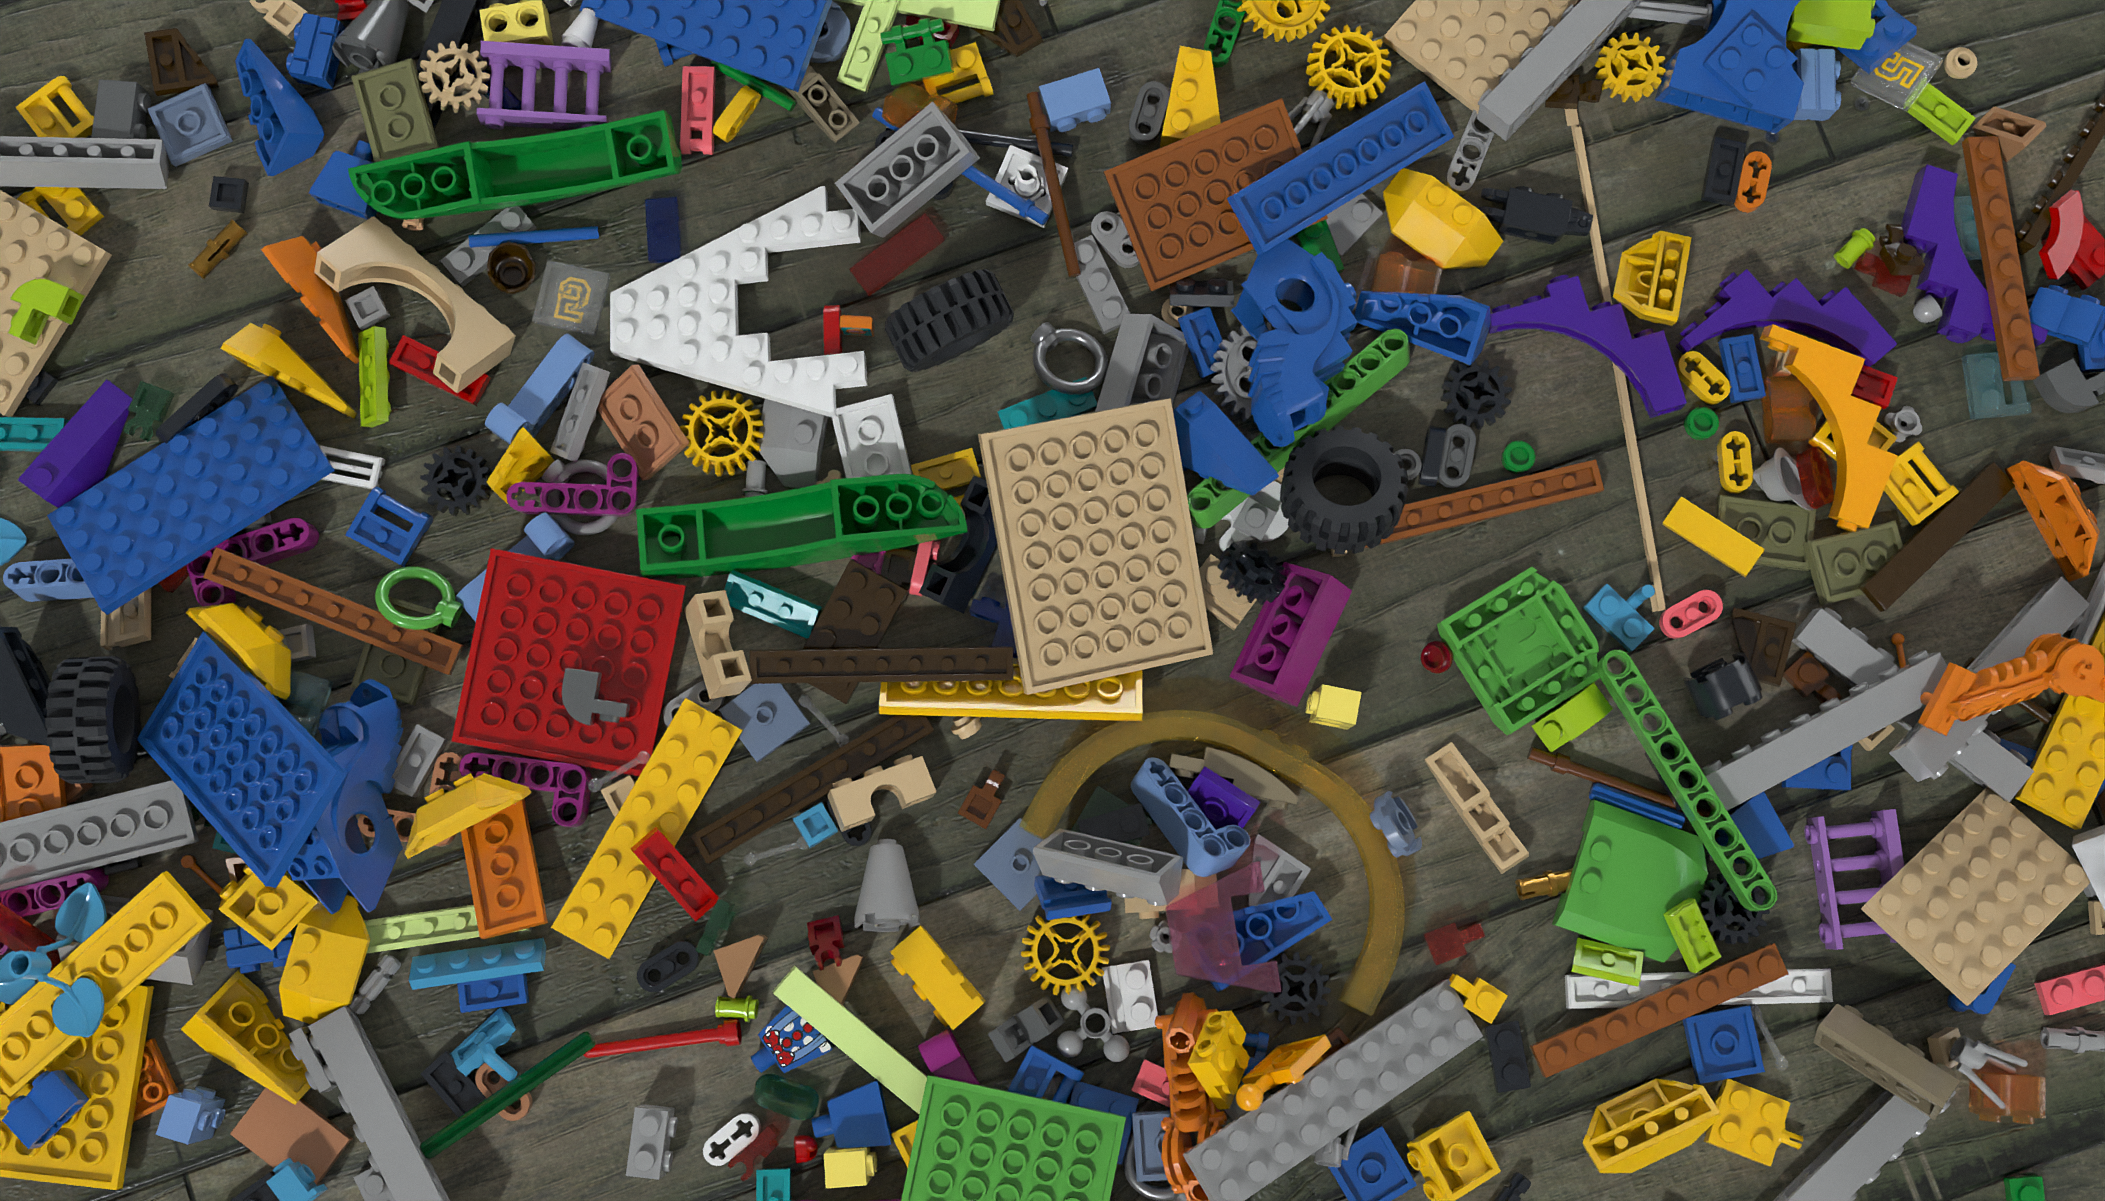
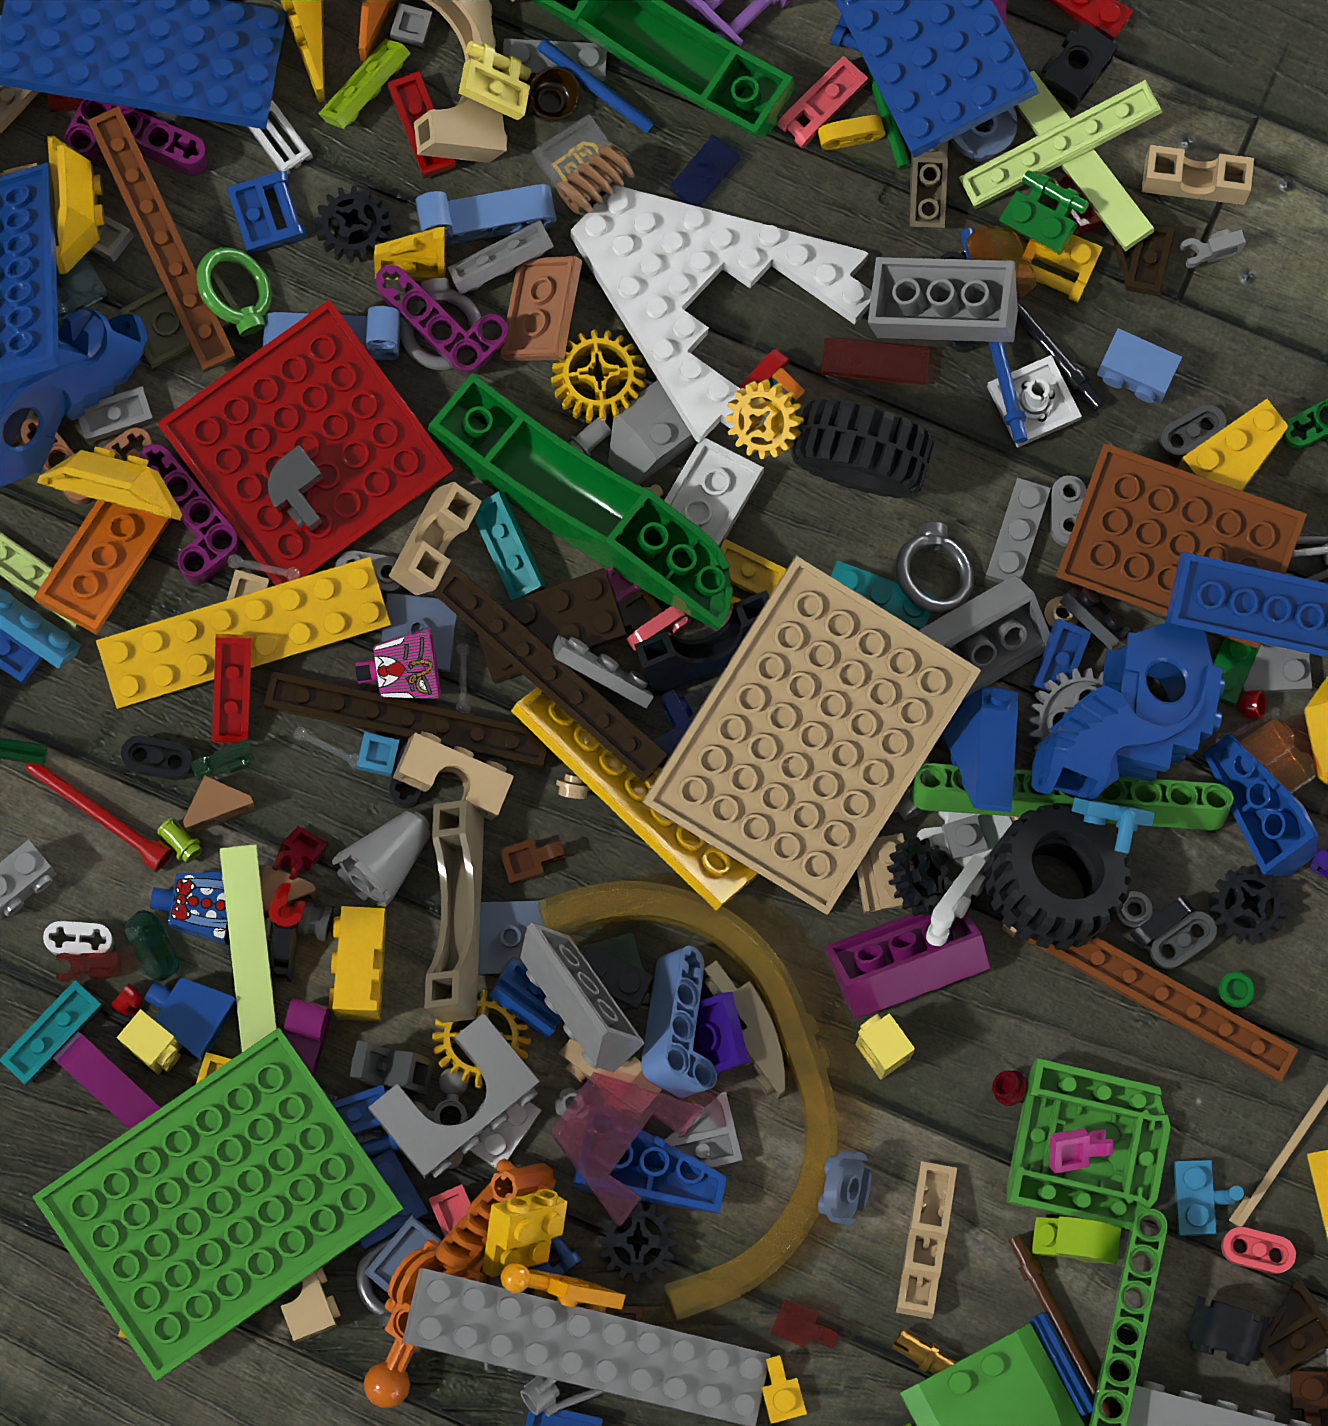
camera: 40 degrees right, 5 degrees down
(463, 301) = (495, 88): none -> light yellow plate
(593, 300) = (594, 178): none -> medium nougat piece
(778, 750) = (403, 666): none -> torso
(852, 359) = (778, 426): none -> yellow gear
(863, 998) = (285, 931): none -> piece
(880, 976) = (316, 921): none -> dark grey wheel
(914, 629) = (603, 670): none -> light grey plate
(1008, 925) = (454, 969): none -> dark tan arch
(1040, 126) = (1089, 360): reddish brown bar -> none
(1104, 1056) = (433, 1144): none -> light grey arch
(1292, 568) = (956, 900): none -> white plate
(1351, 409) = (1127, 818): none -> dark azure plate
(1354, 259) = (1252, 704): none -> red hinge
(1518, 658) = (1074, 1148): none -> dark pink plate

